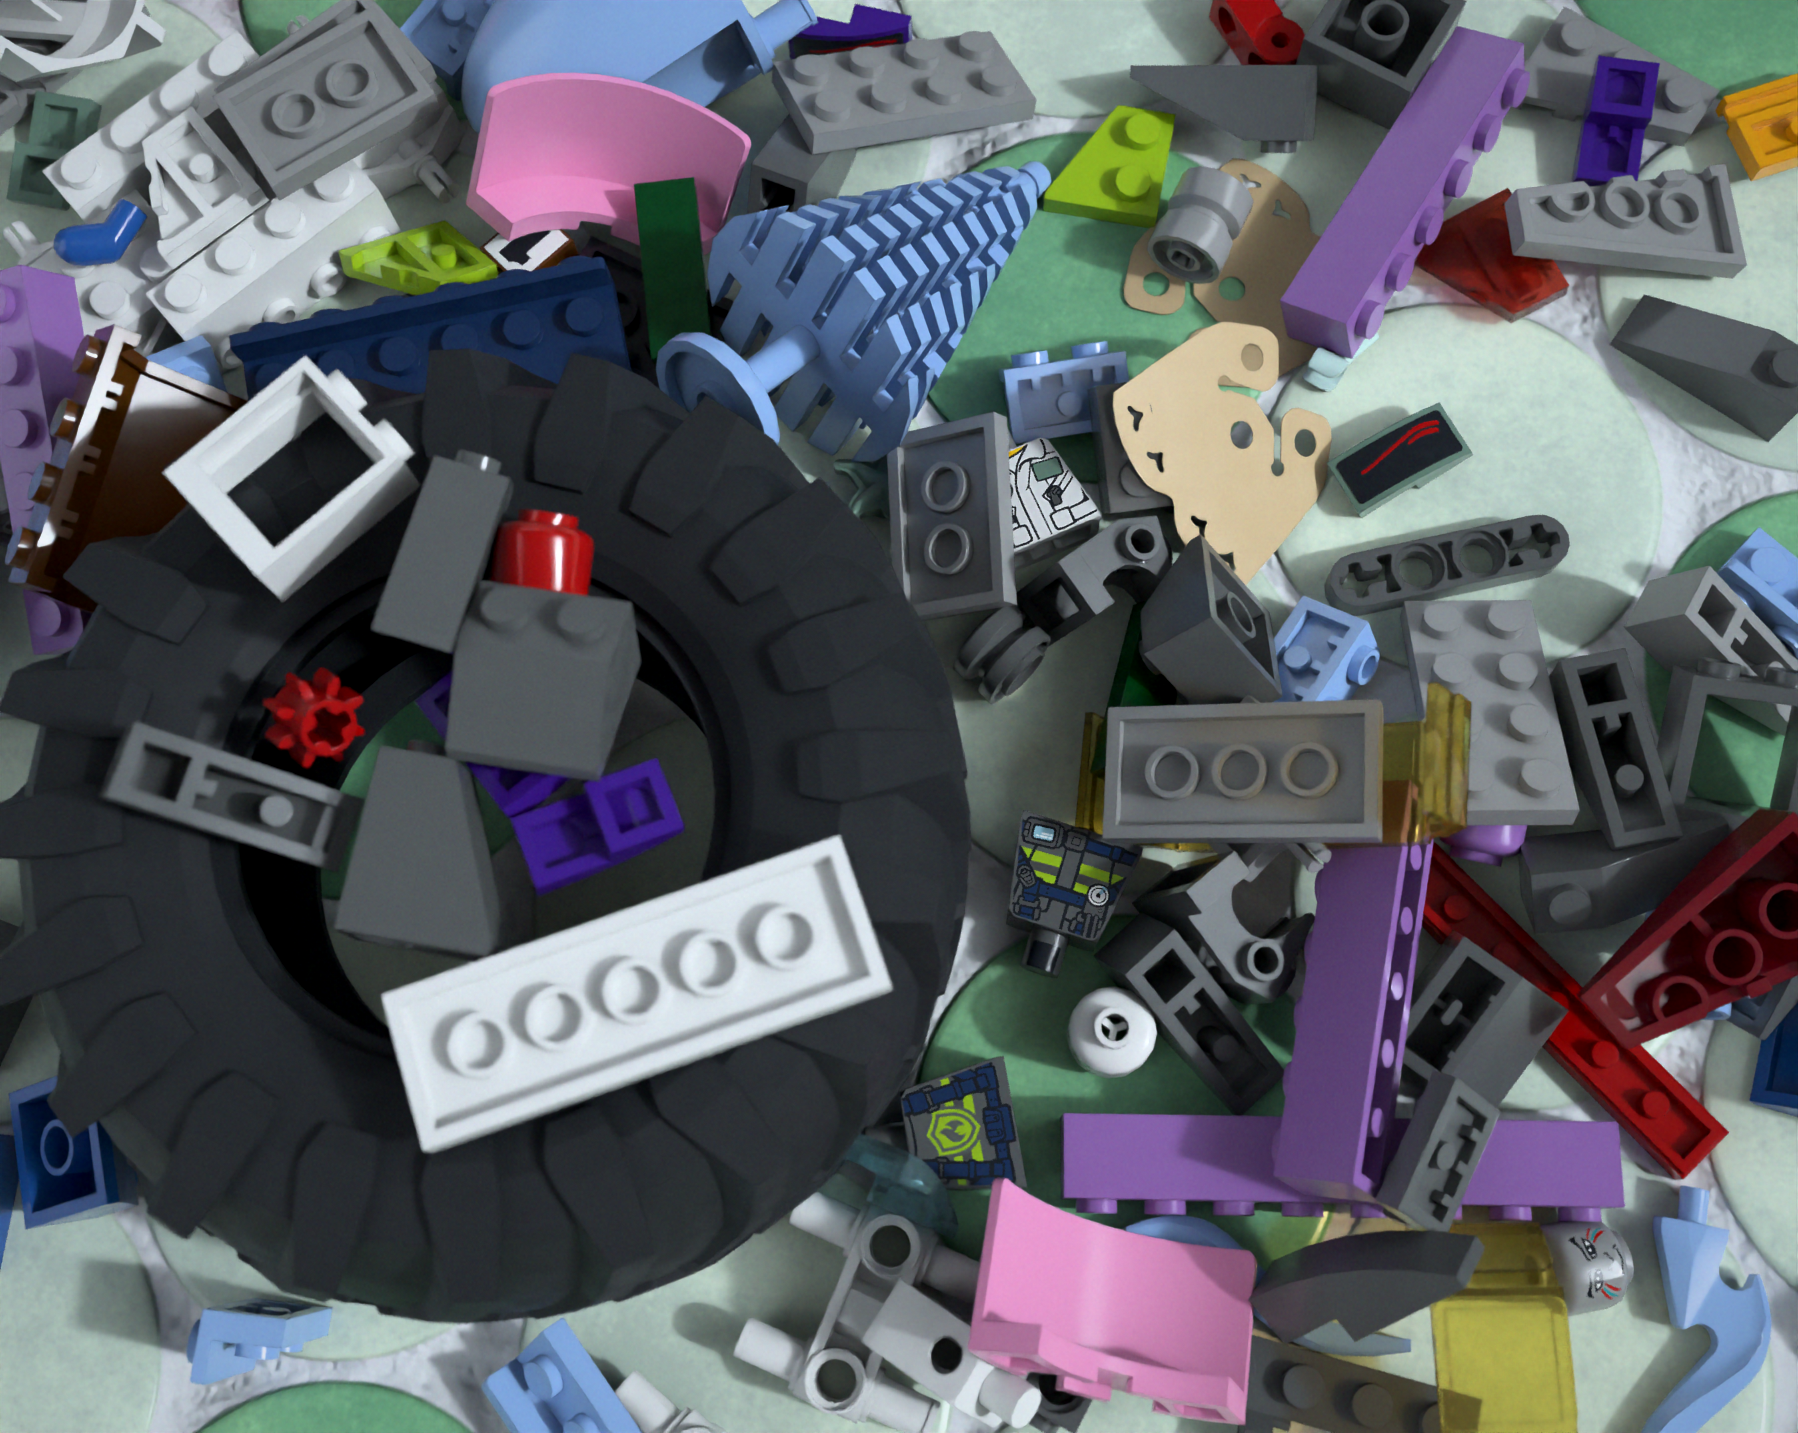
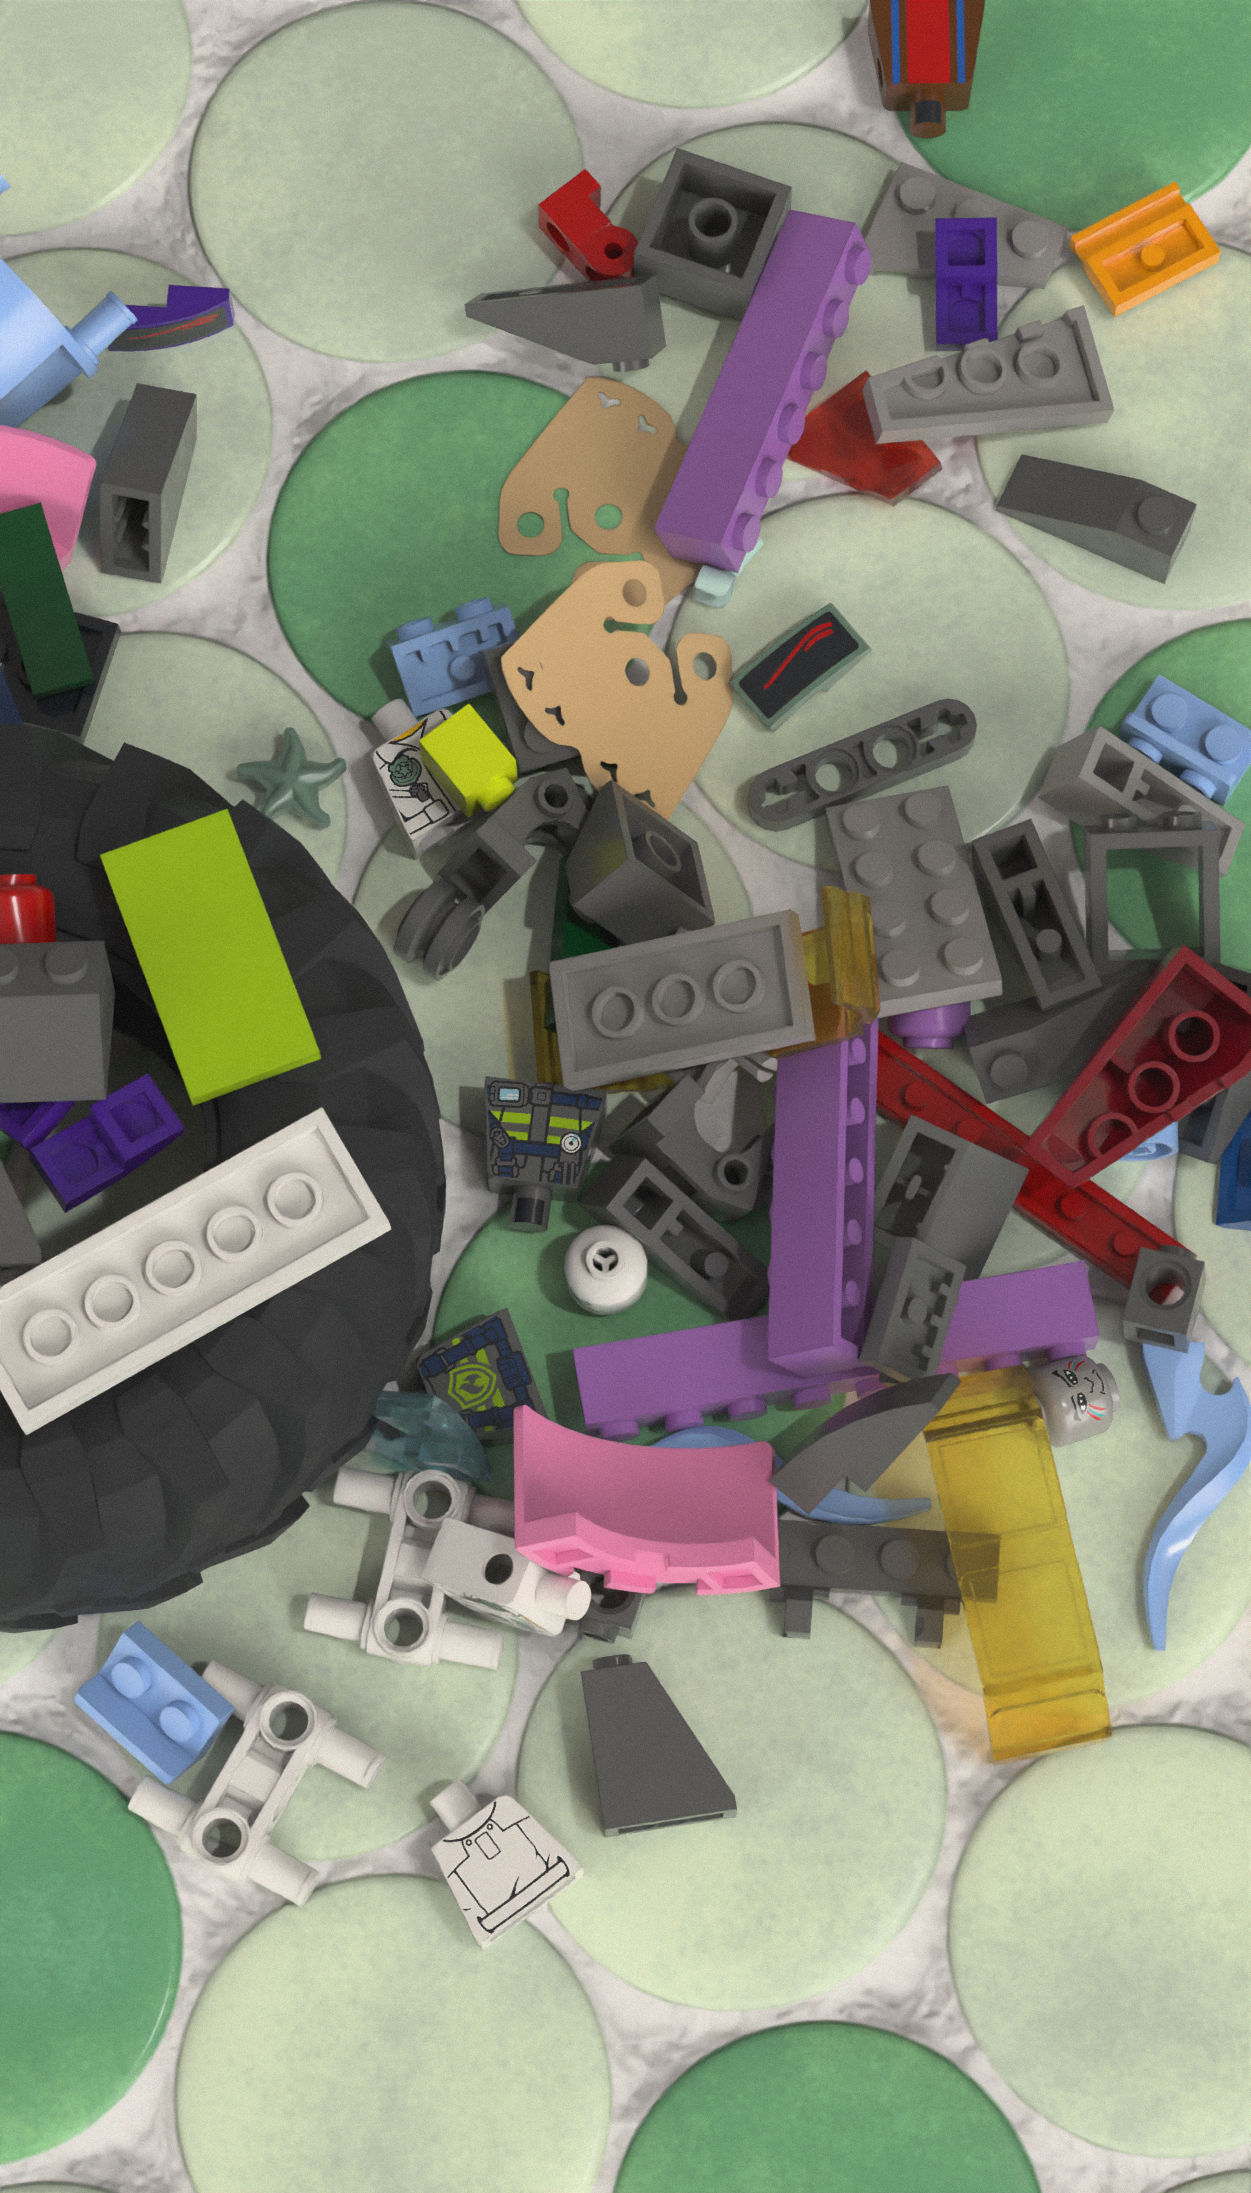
camera: 15 degrees left, 0 degrees up
(749, 644) = (210, 957): none -> lime tile
(855, 302) = (236, 605): light blue plant -> none
(902, 91) = (235, 371): light grey plate -> none
(953, 517) = (366, 803): light grey plate -> none
(1062, 492) = (469, 762): none -> neon yellow brick
(1117, 170) = (471, 411): lime wing -> none
(1200, 225) = (565, 452): light grey wheel -> none
(1324, 653) = (753, 873): light blue bracket -> none
(1683, 1204) = (1164, 1324): none -> dark grey brick

